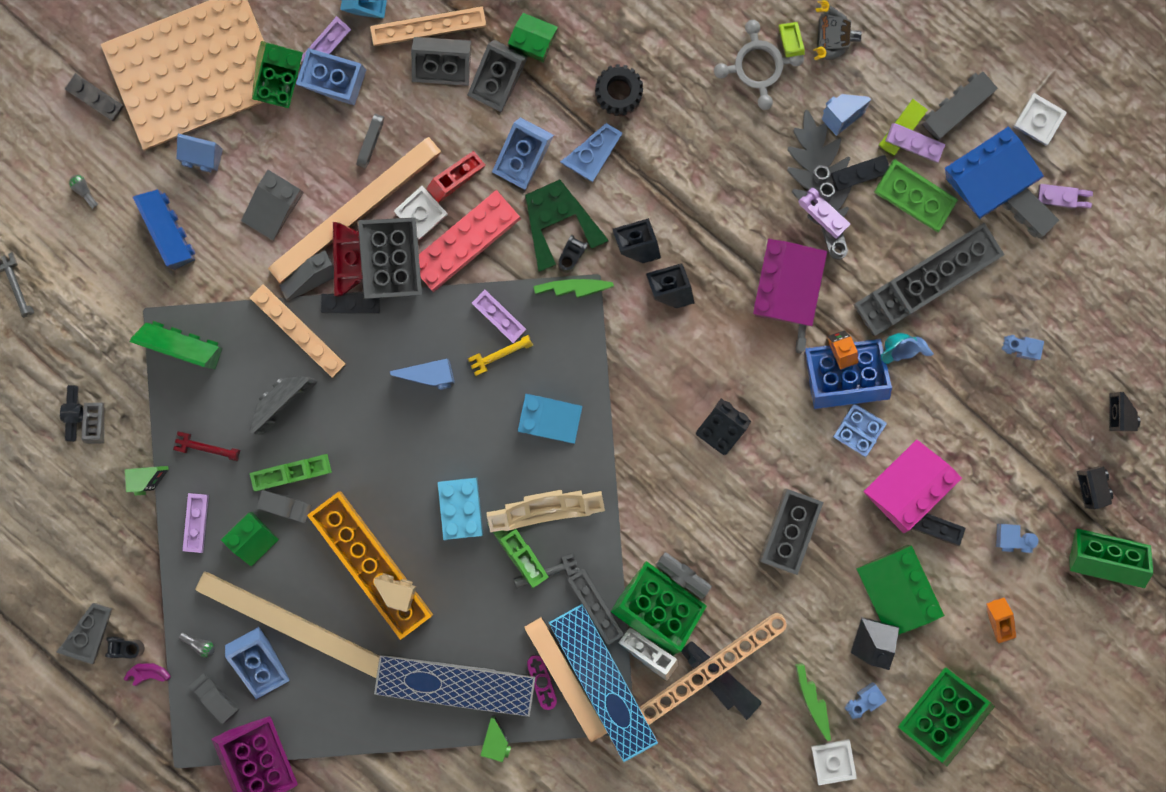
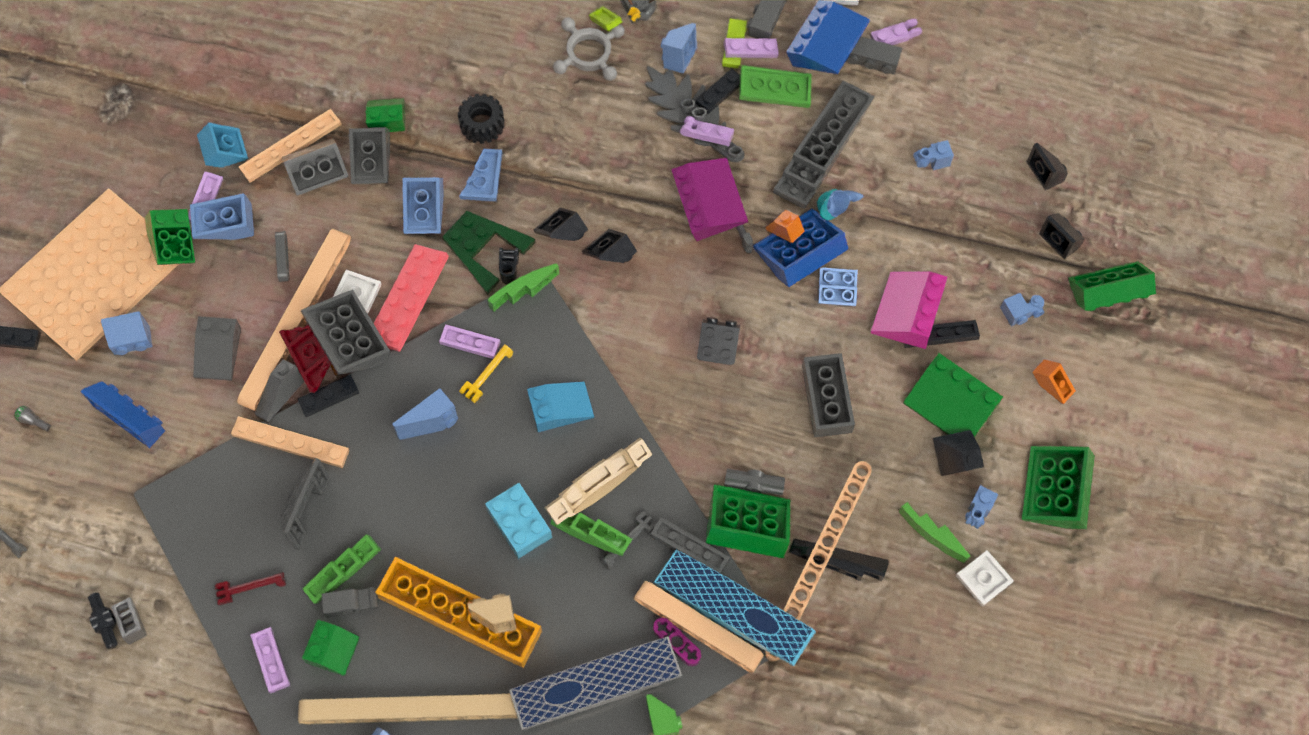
camera: 25 degrees left, 20 degrees down
(144, 479) = (201, 643): bright green slope -> none
(177, 345) = (181, 506): green slope -> none
(455, 176) = (371, 250): red slope -> none
(649, 654) = (763, 565): white slope -> none

